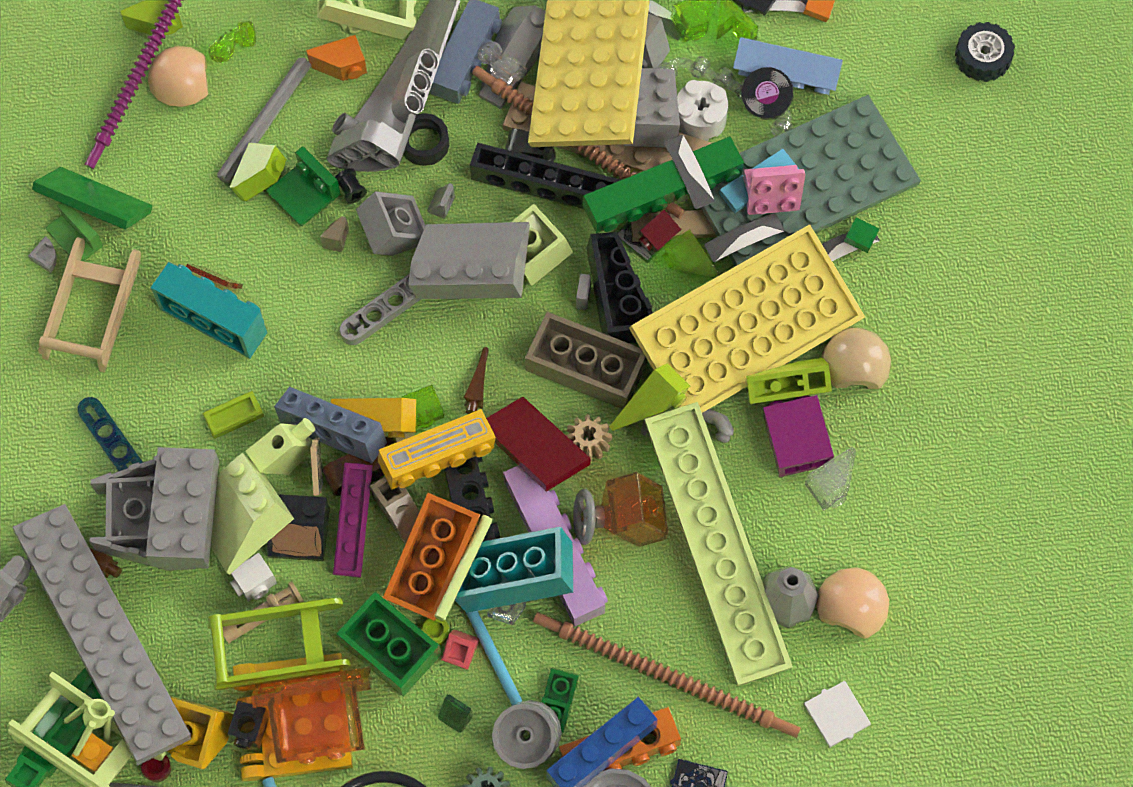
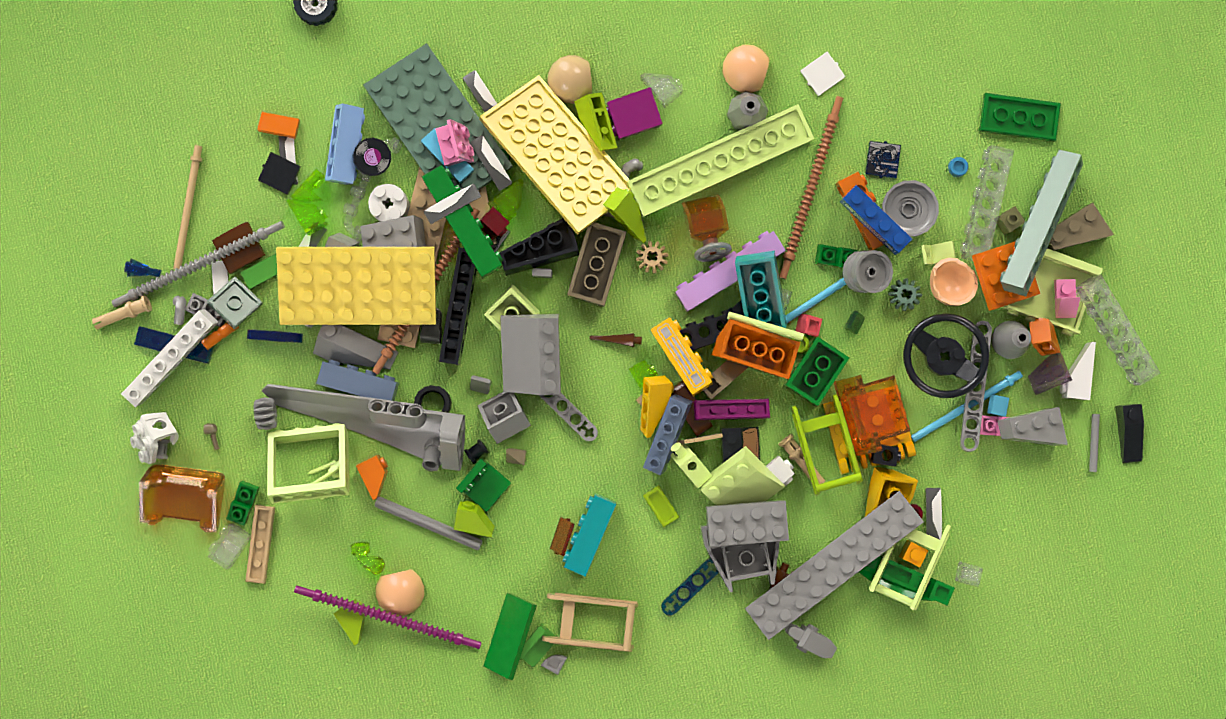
camera: 90 degrees left, 20 degrees up
(95, 716) = (898, 555): yellowish green plant -> none
(505, 67) = (372, 349): clear plate -> none
(536, 444) = (664, 291): dark red tile -> none
(861, 235) = (474, 82): green tile -> none

